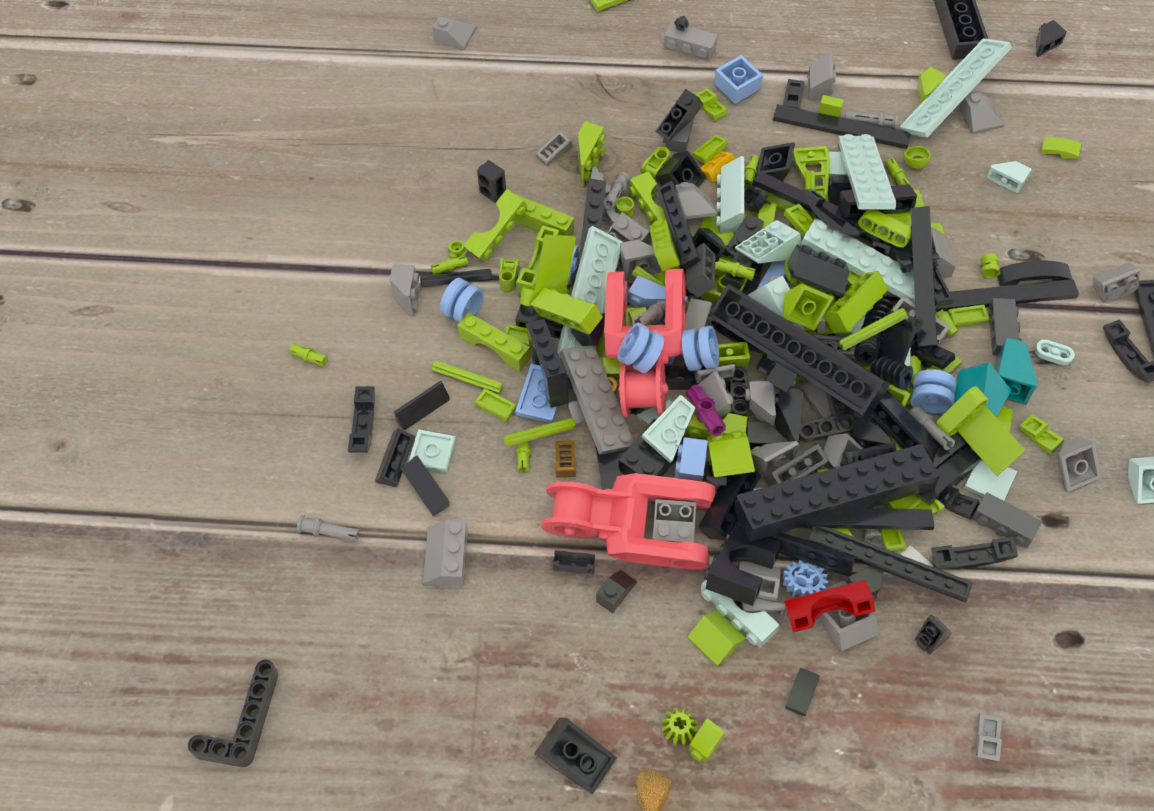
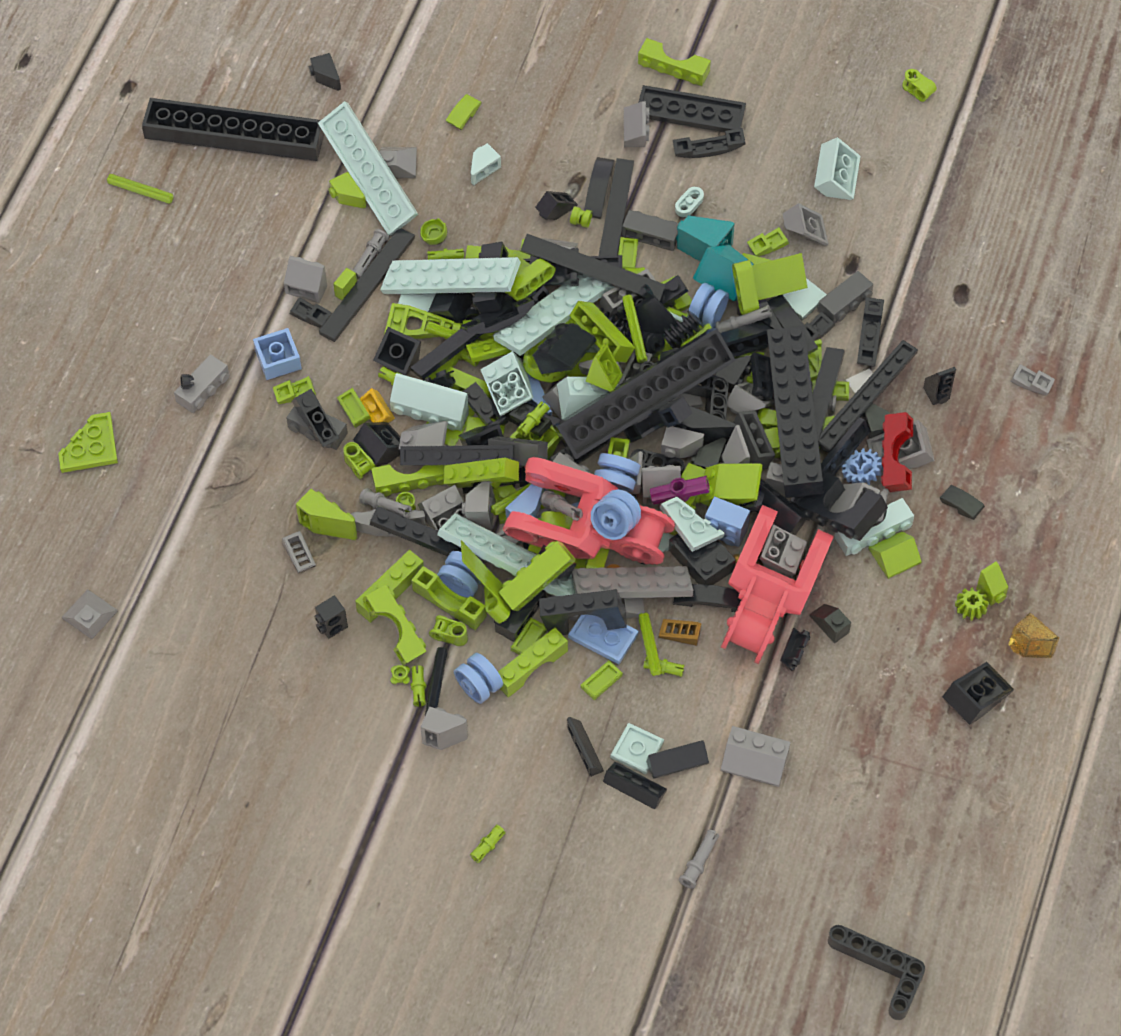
camera: 75 degrees left, 0 degrees up
(362, 420) = (586, 806): black slope -> none
(467, 376) = (561, 698): lime axle -> none
(992, 239) = (555, 205): none -> black slope

